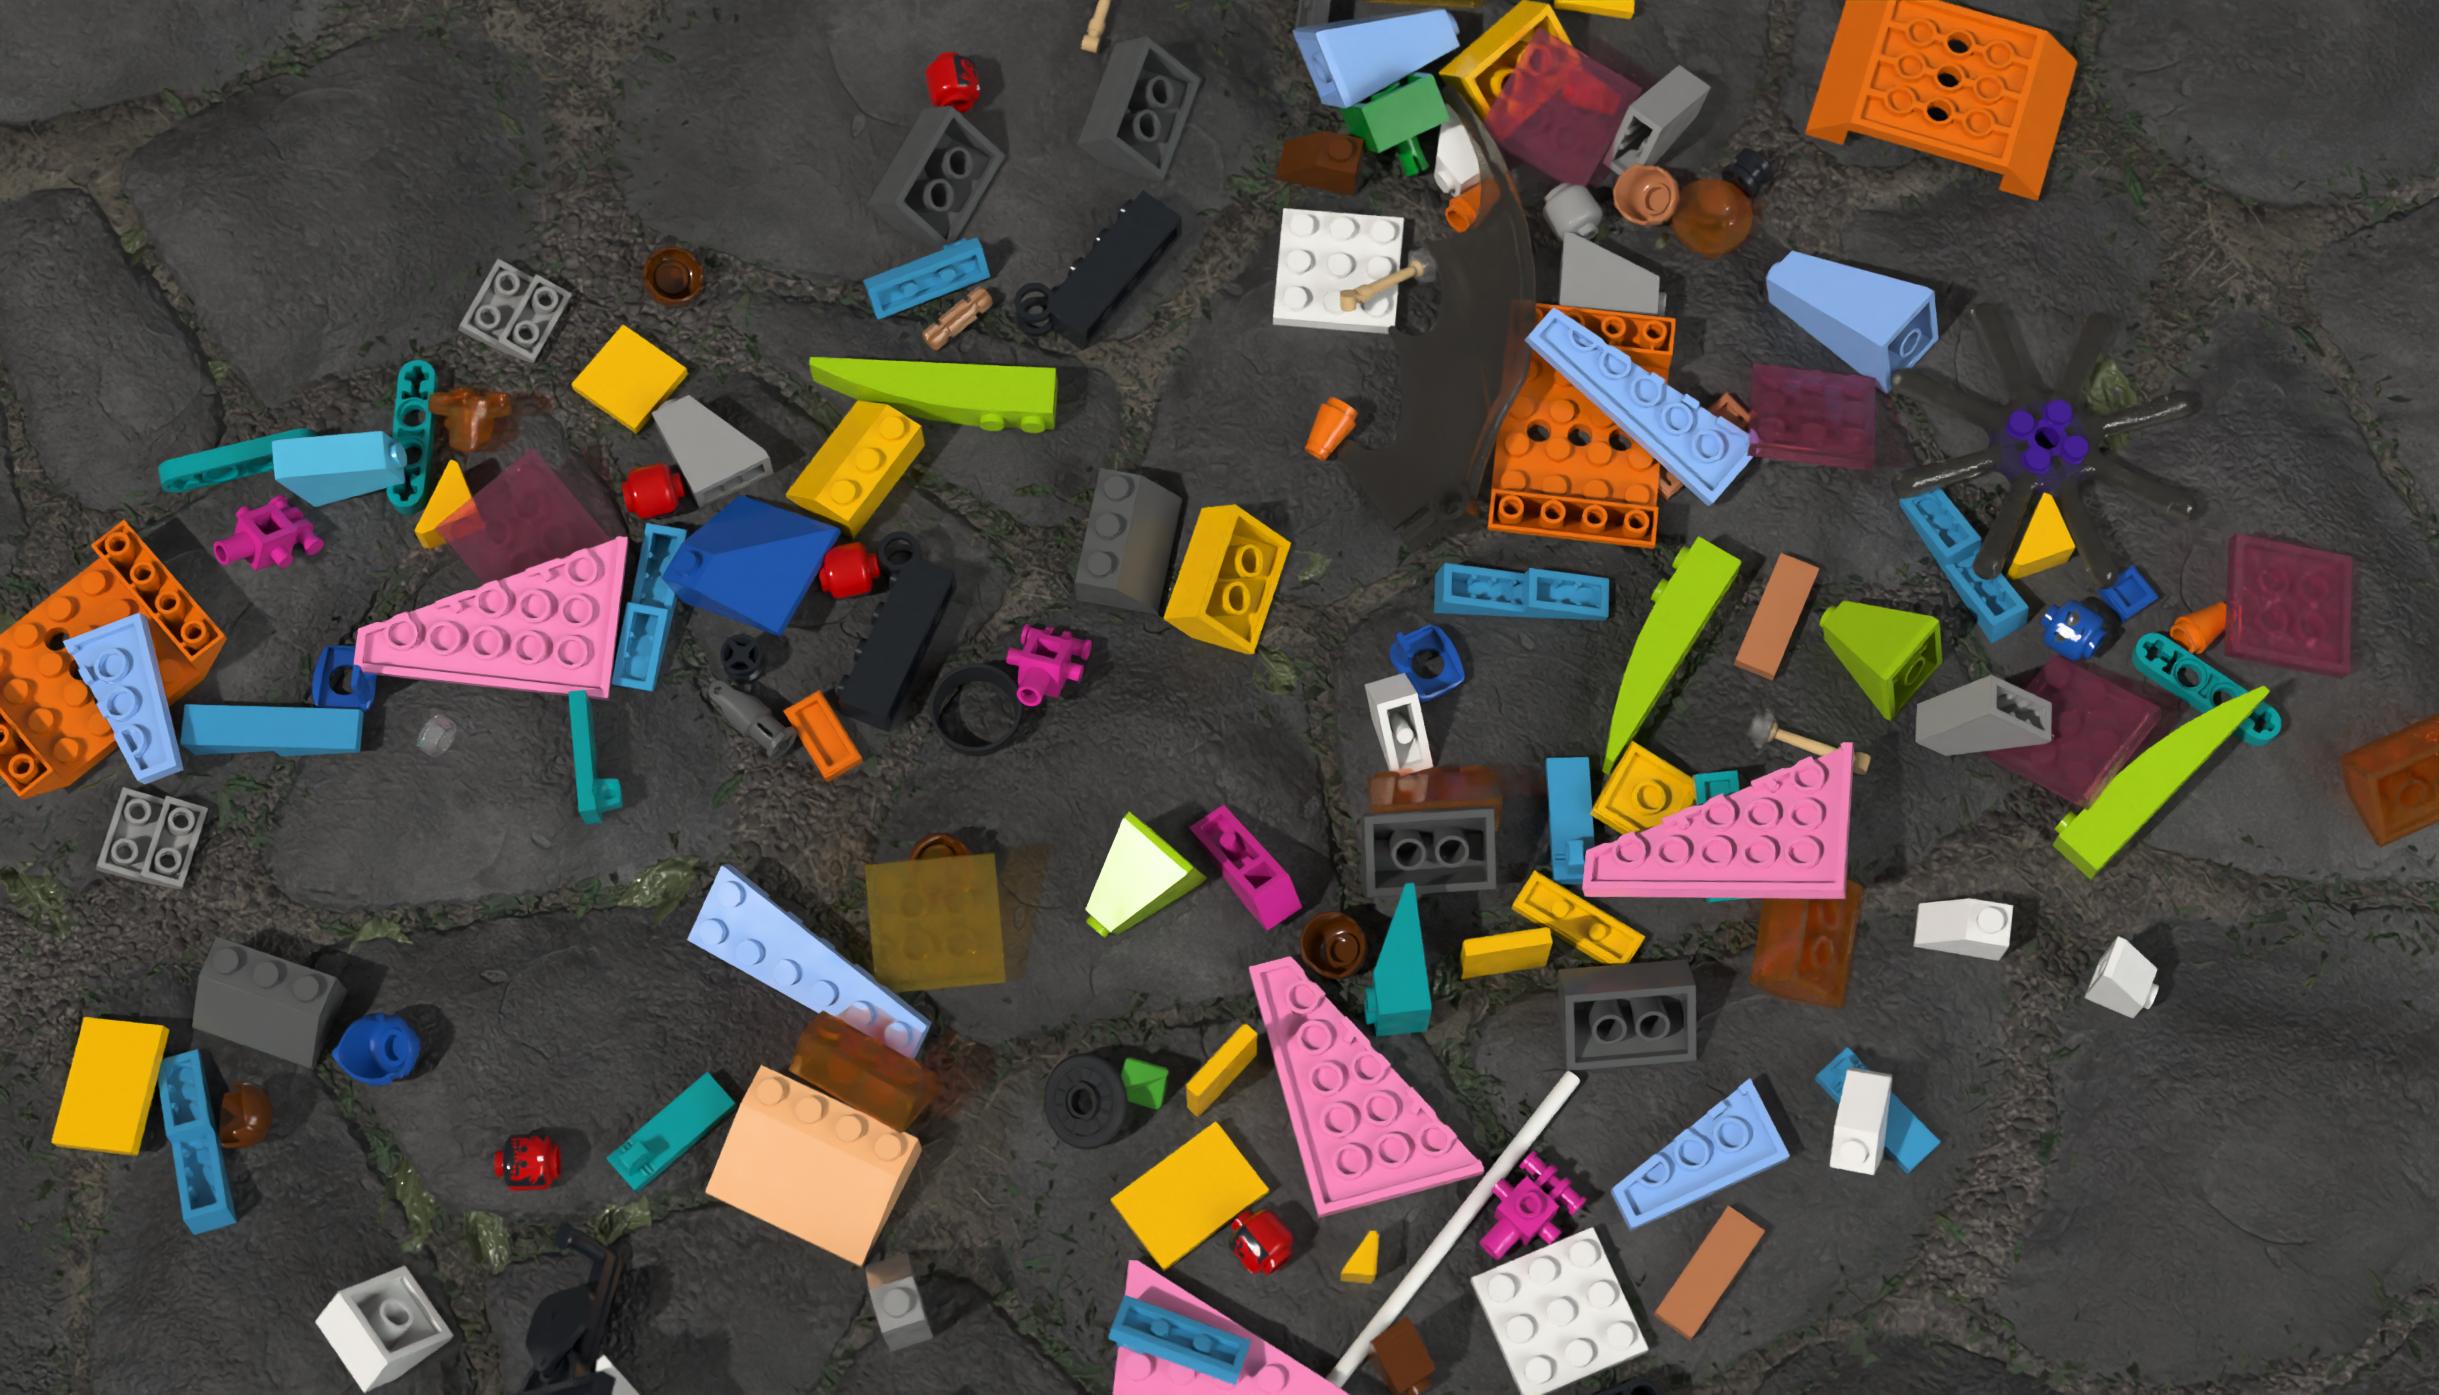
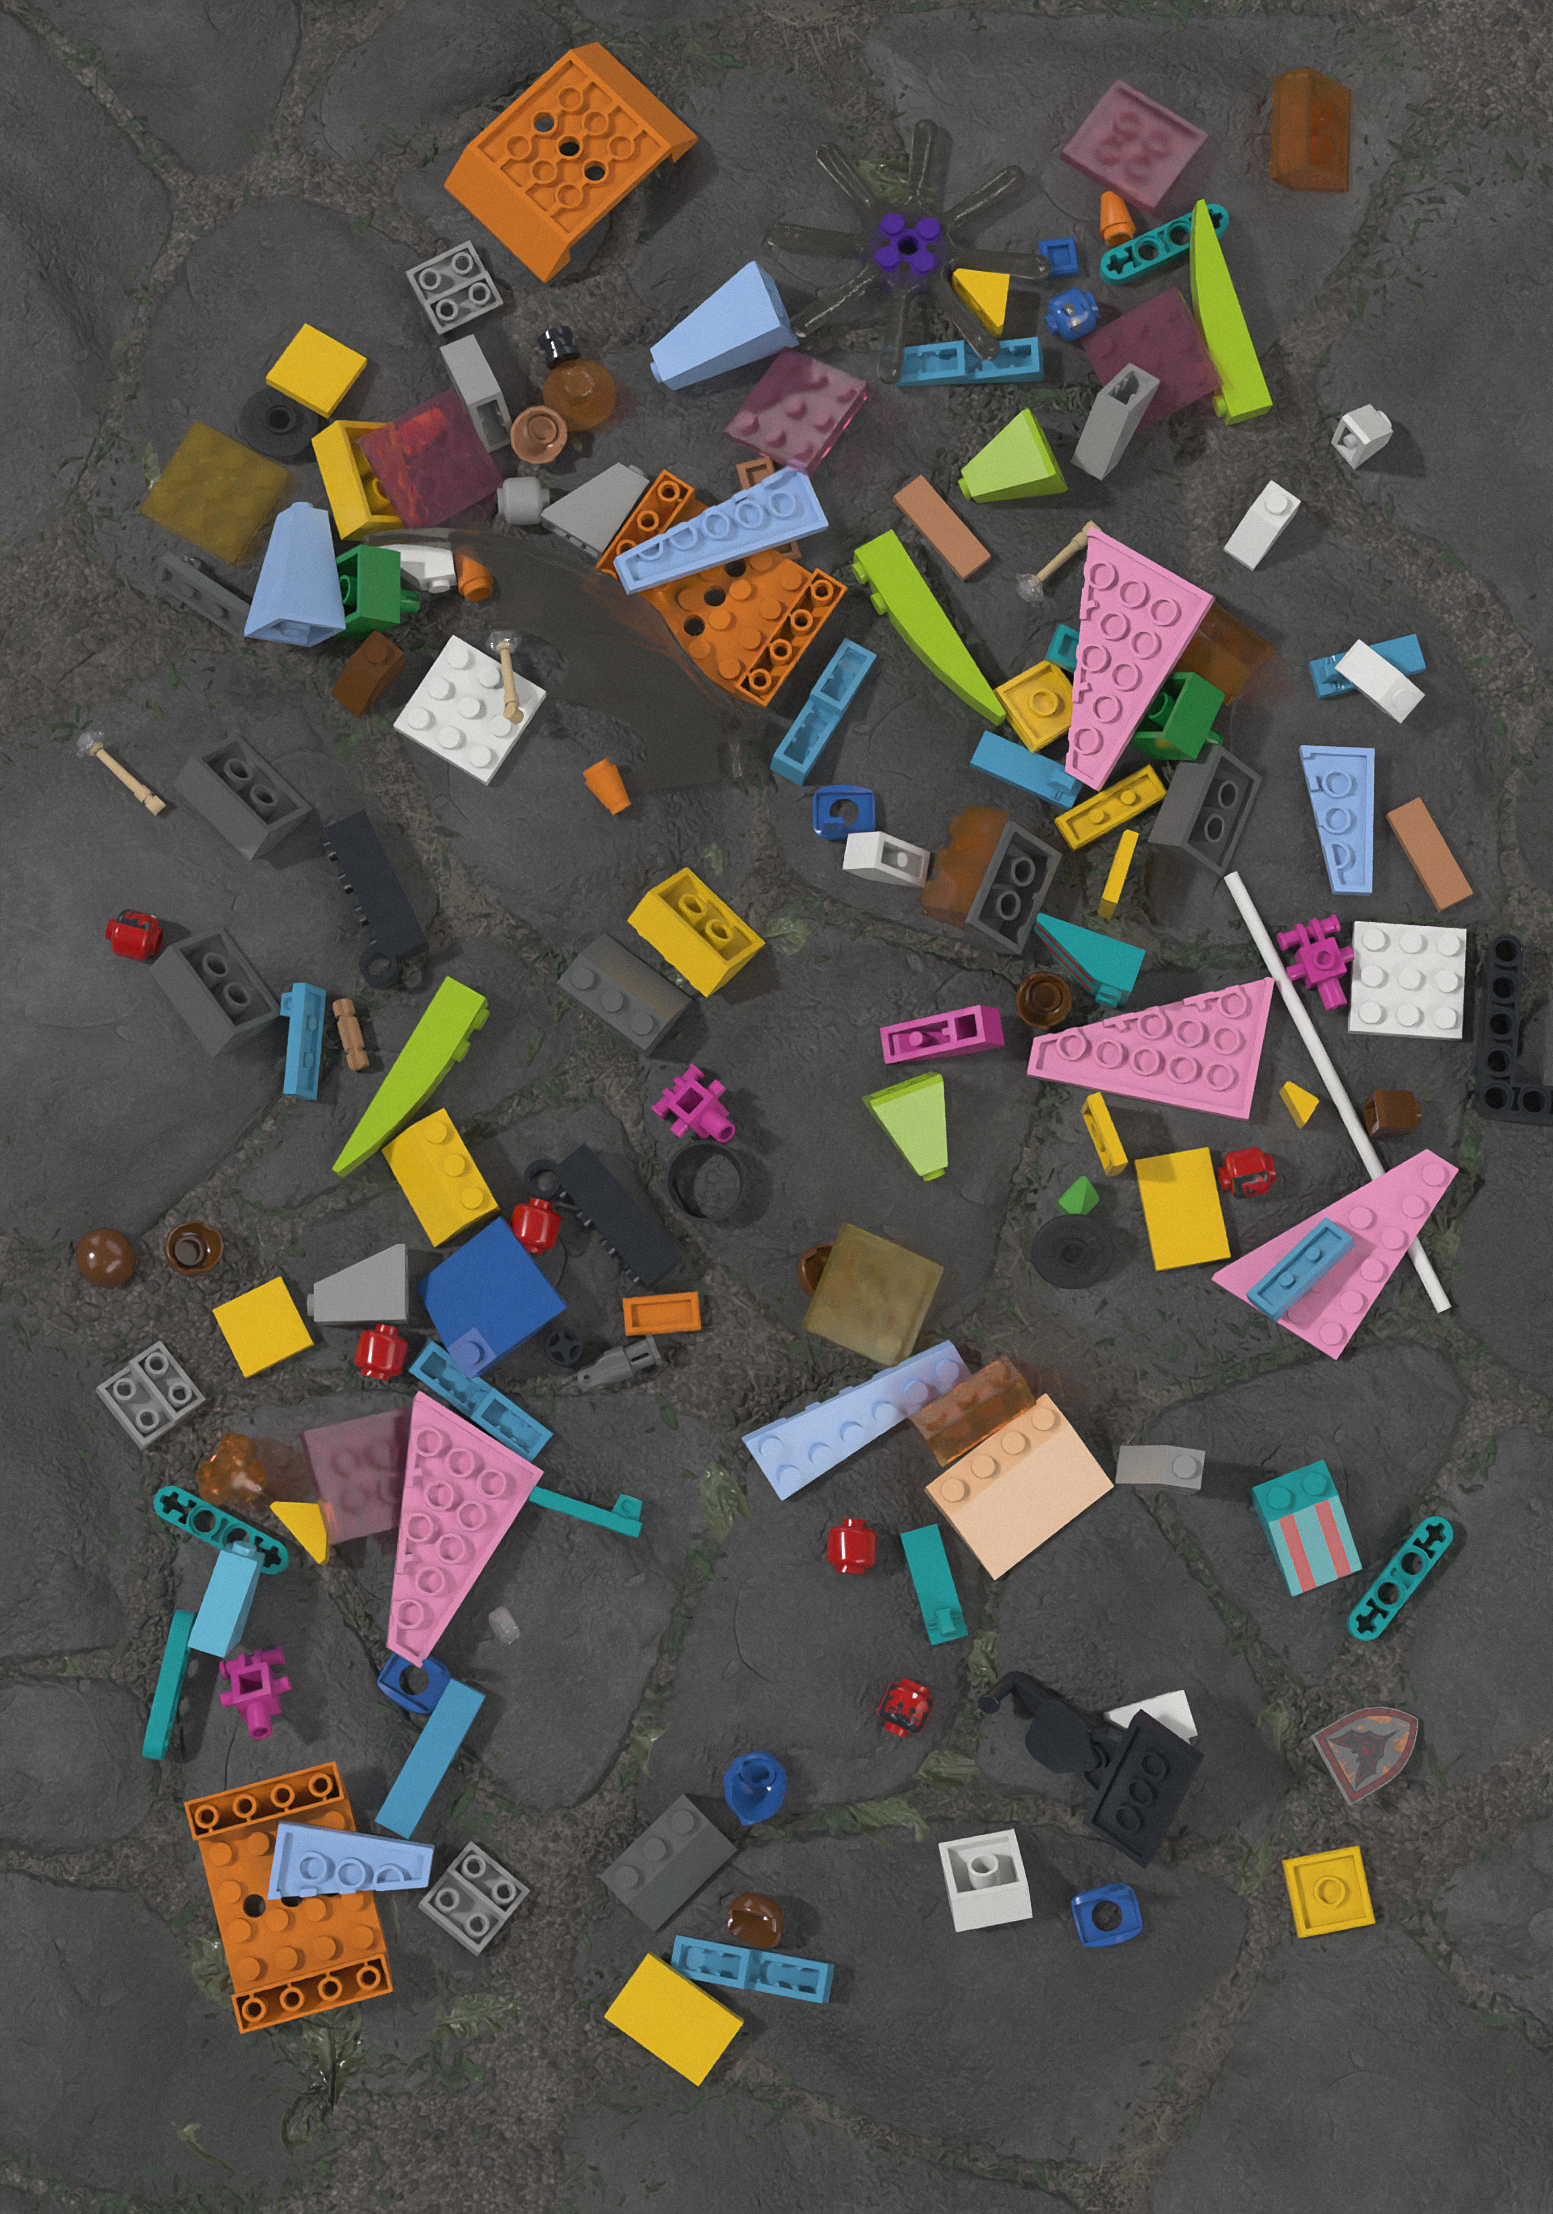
camera: 65 degrees left, 10 degrees up
(628, 209) = (105, 1258): none -> reddish brown hair
(669, 1027) = (851, 1547): none -> red head
(1703, 935) = (1180, 719): none -> green brick
(1751, 55) = (454, 288): none -> light grey slope

